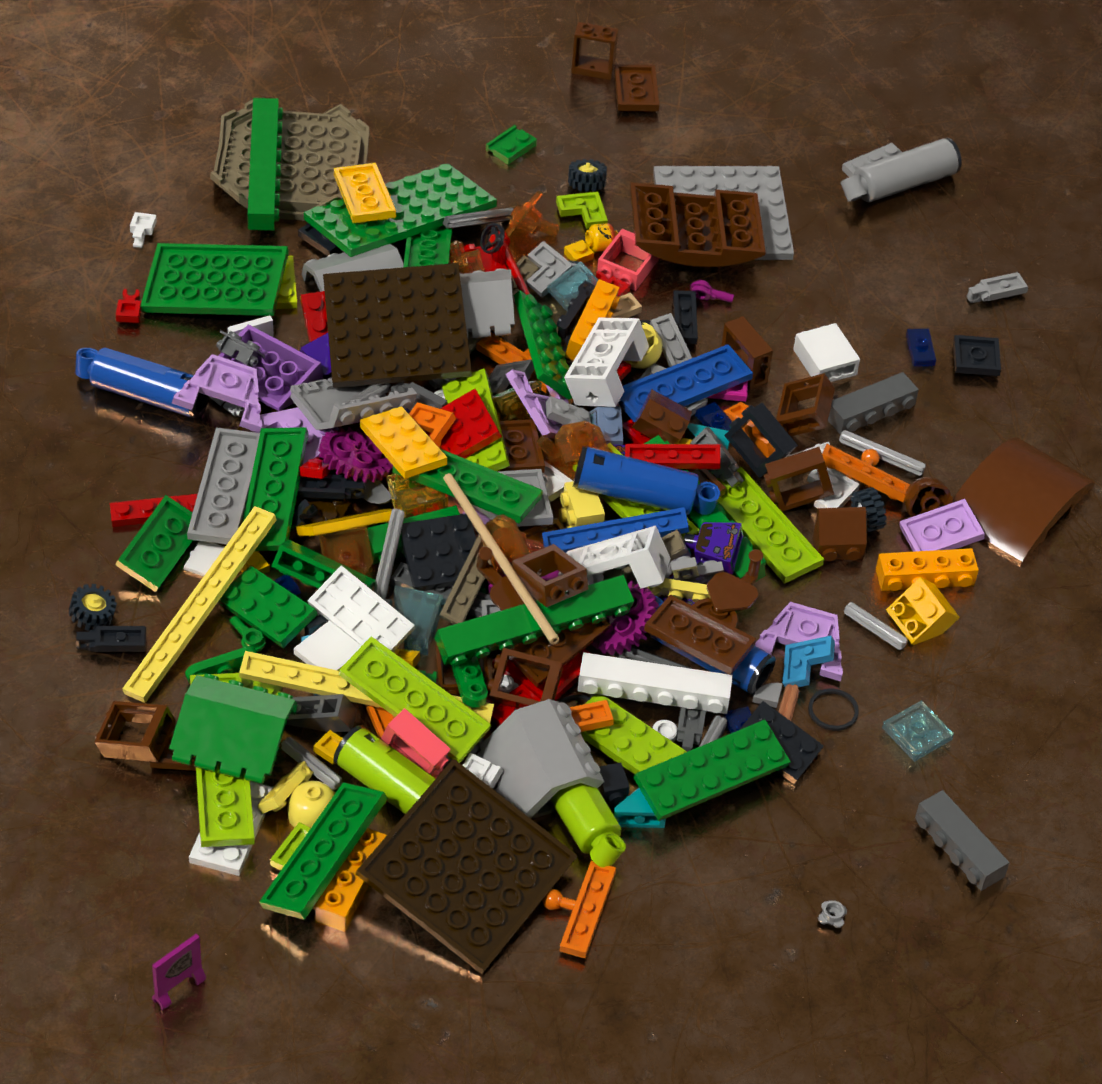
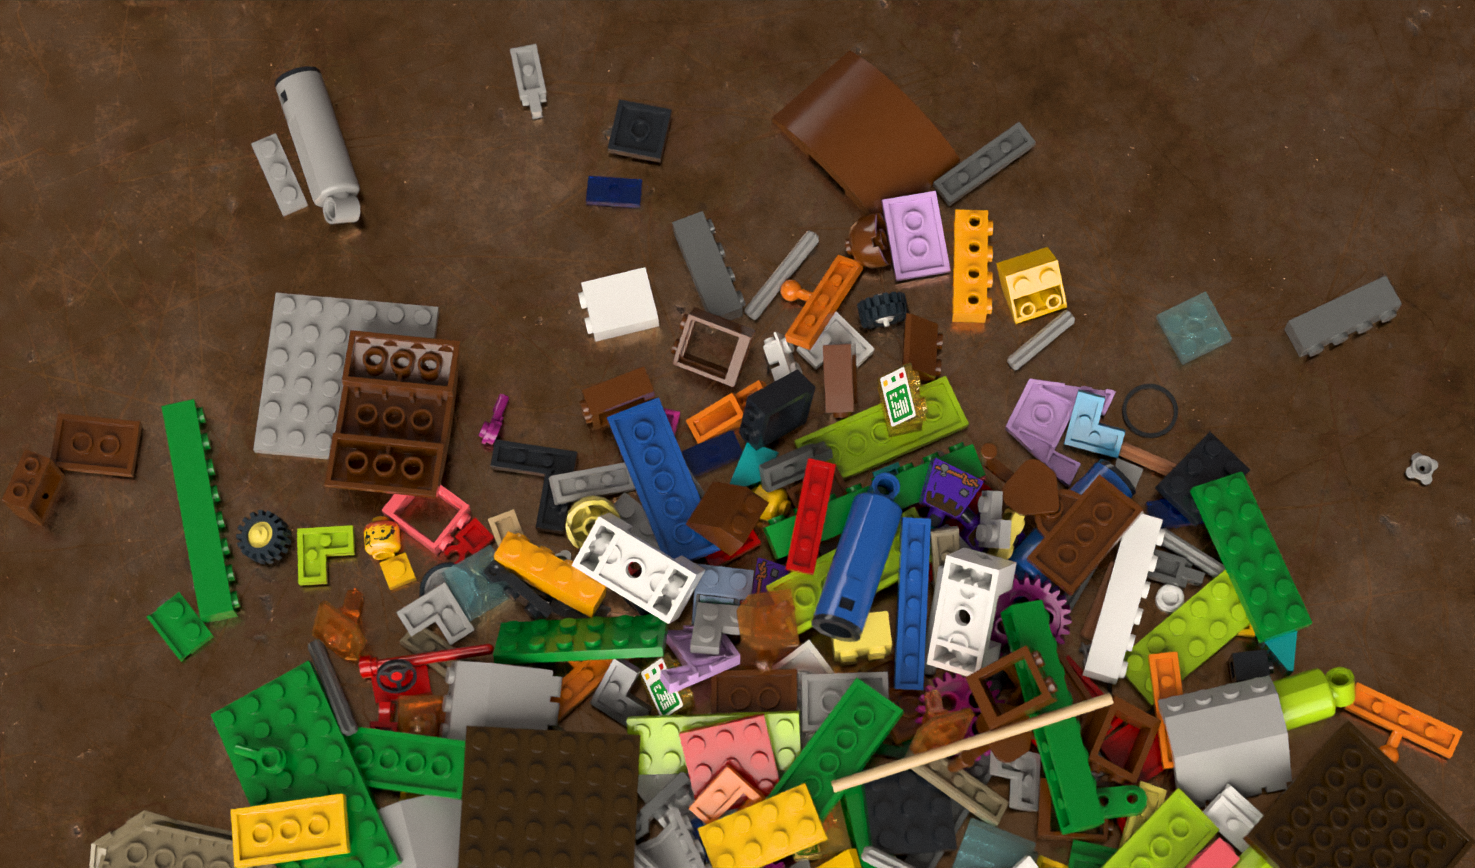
camera: 75 degrees left, 25 degrees up
(418, 181) = (272, 759): none -> green plate
(599, 141) = (200, 511): none -> green brick
(790, 521) = (901, 401): none -> slope
(1023, 574) = (984, 163): none -> dark grey plate

